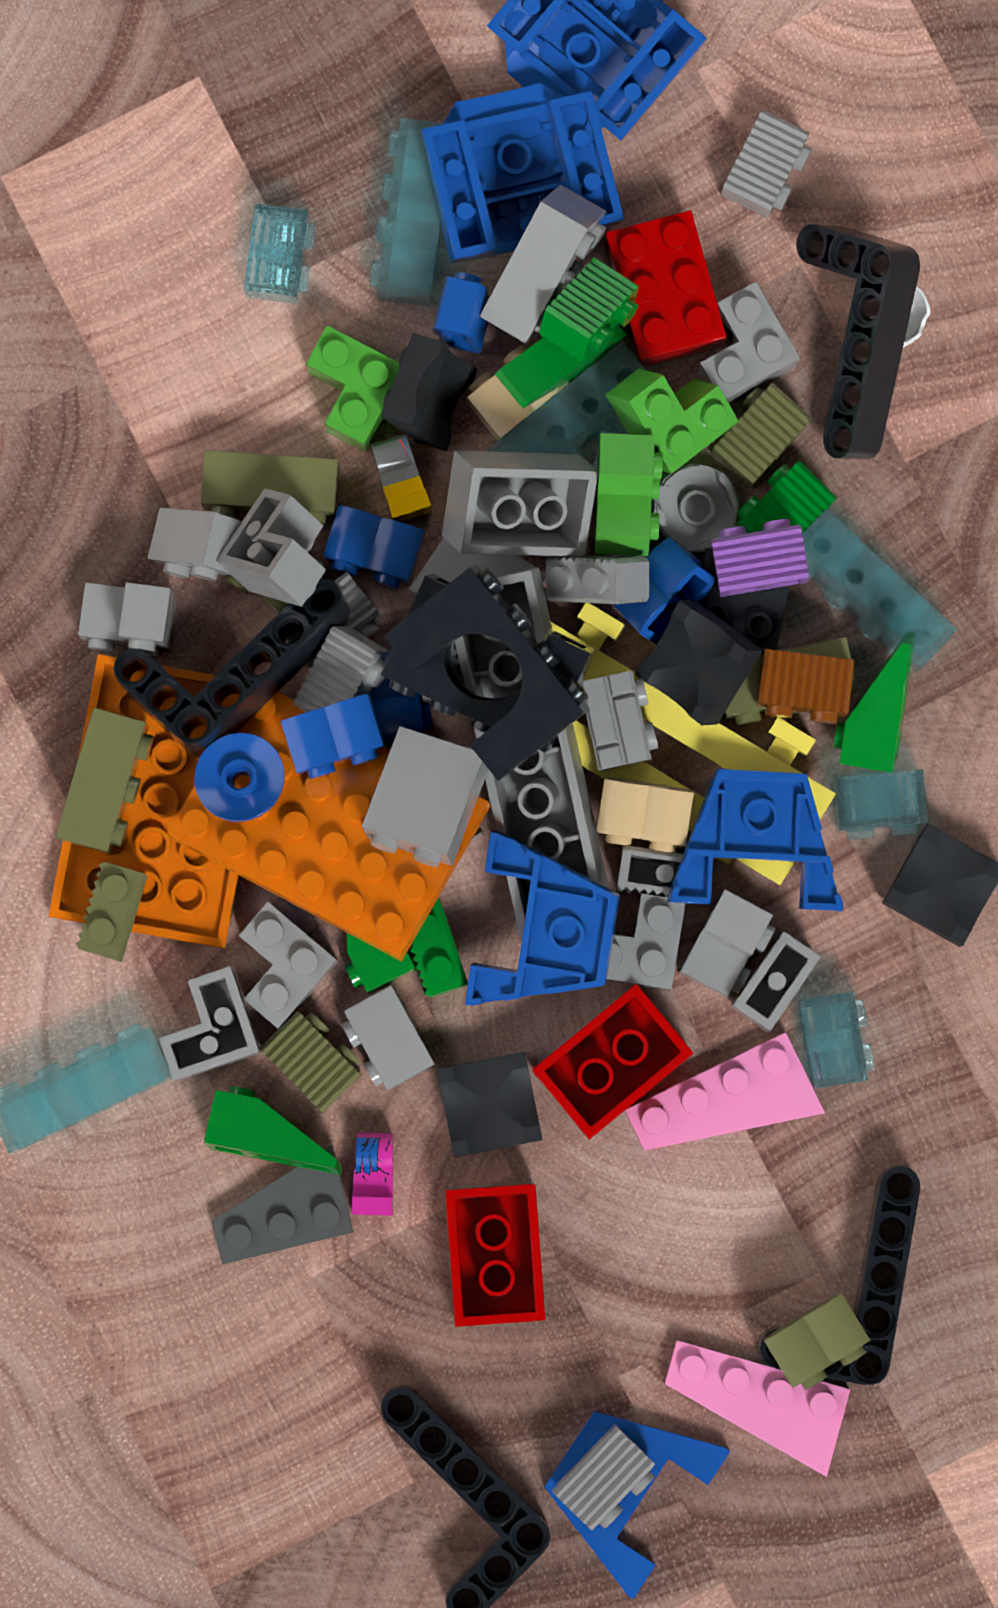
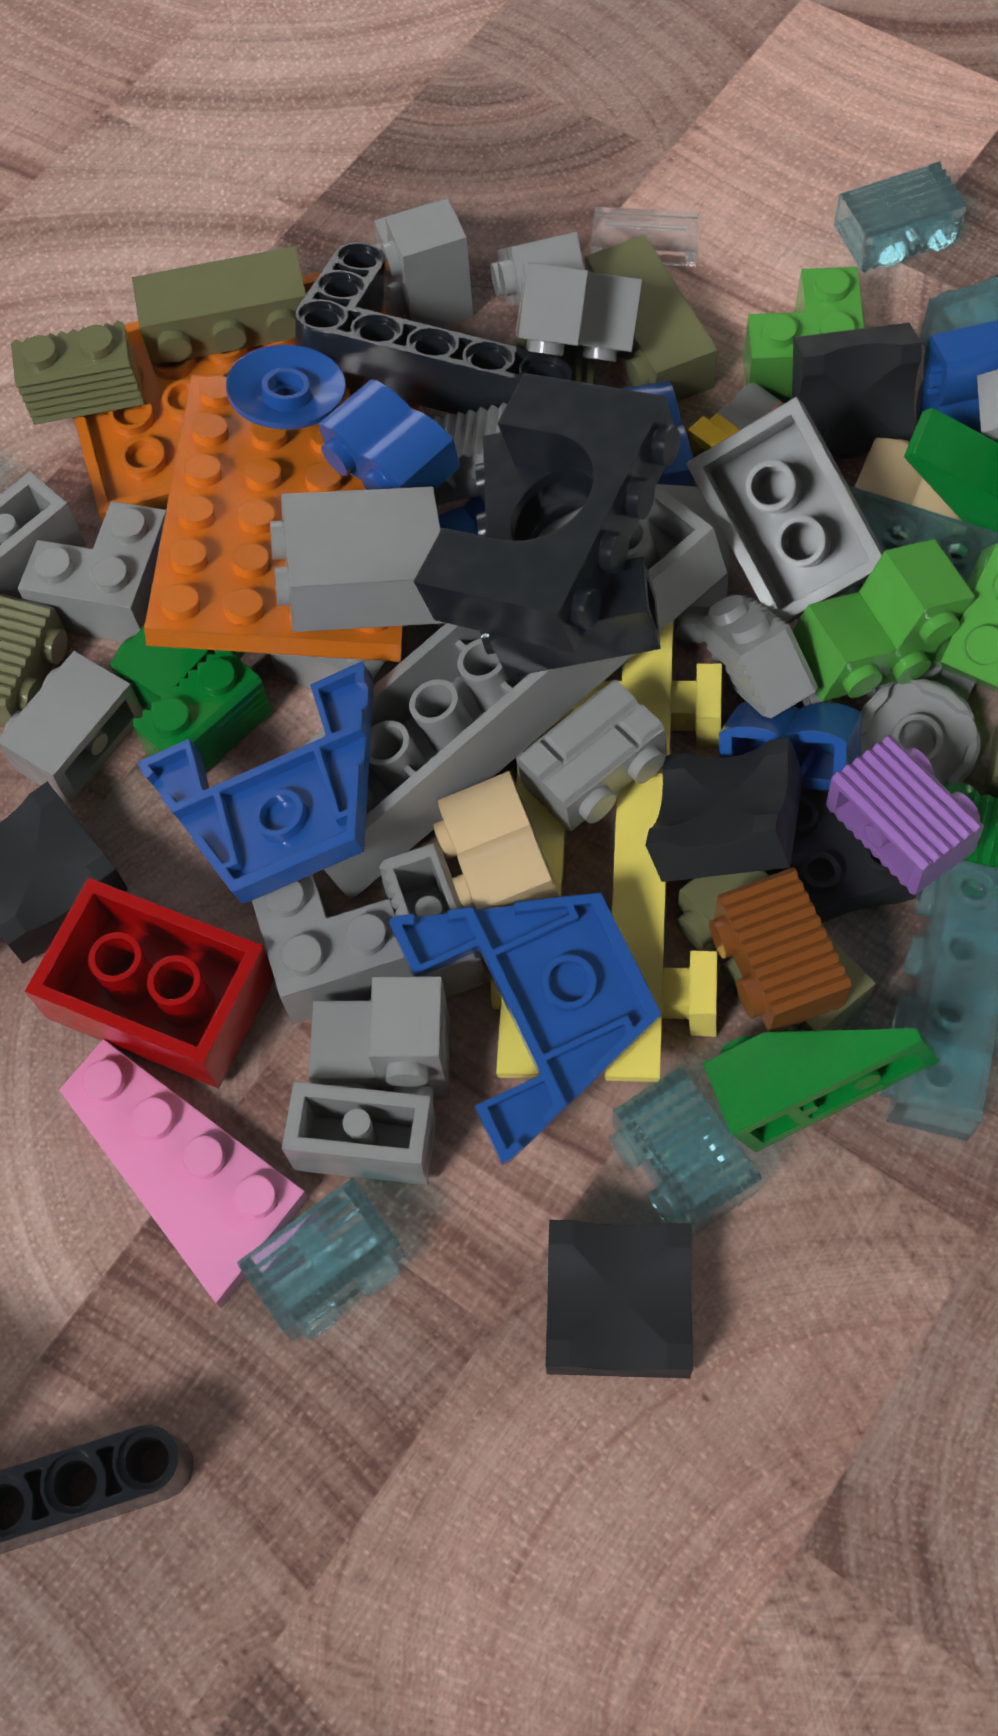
camera: 70 degrees right, 20 degrees down
(181, 438) = (670, 233): none -> clear tile

